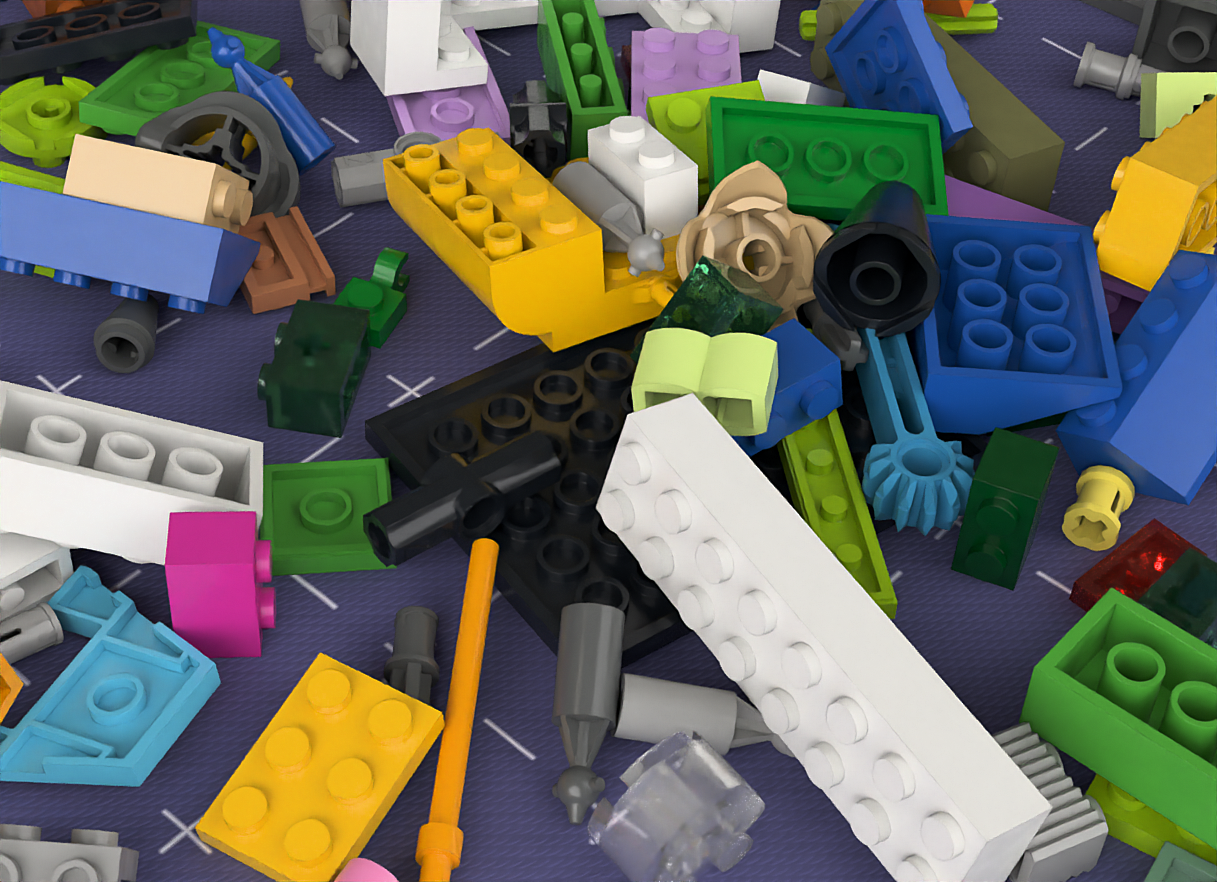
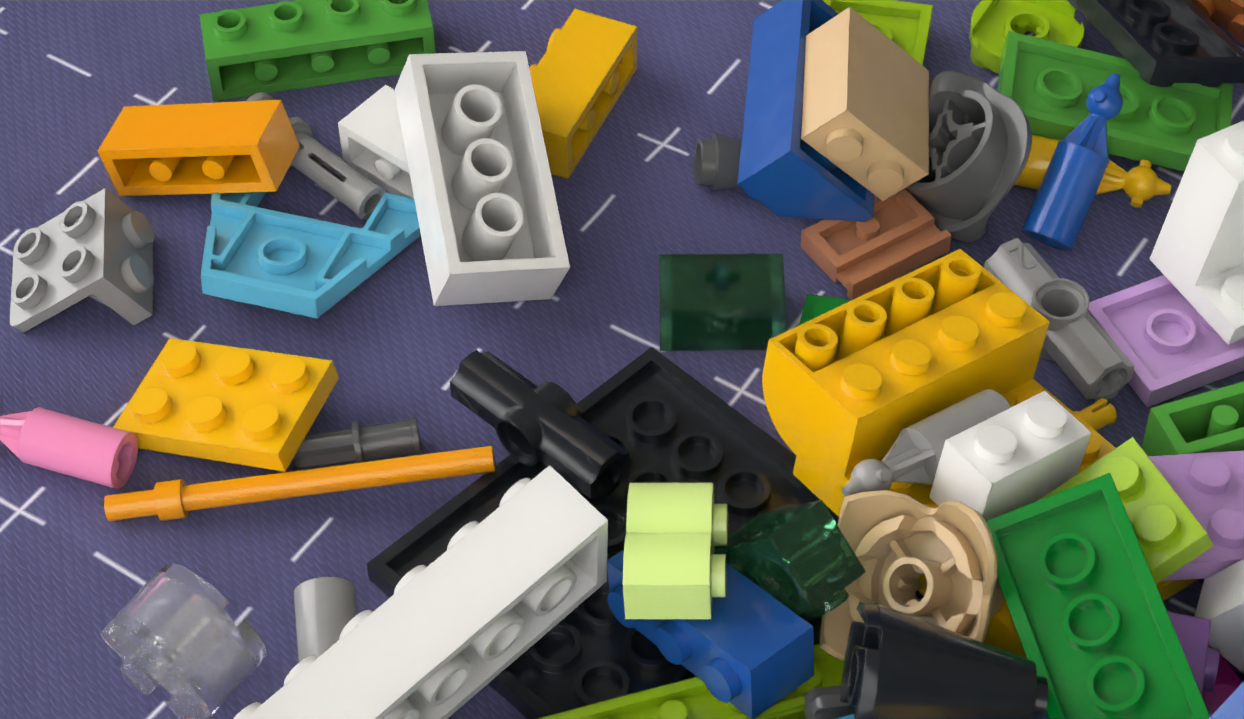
camera: 85 degrees right, 5 degrees up
(217, 580) = (396, 276): dark pink brick -> none
(318, 512) = (549, 342): bright green tile -> none
(539, 127) = (1119, 383): black piece -> none
(586, 697) = (343, 550): dark grey wheel -> none

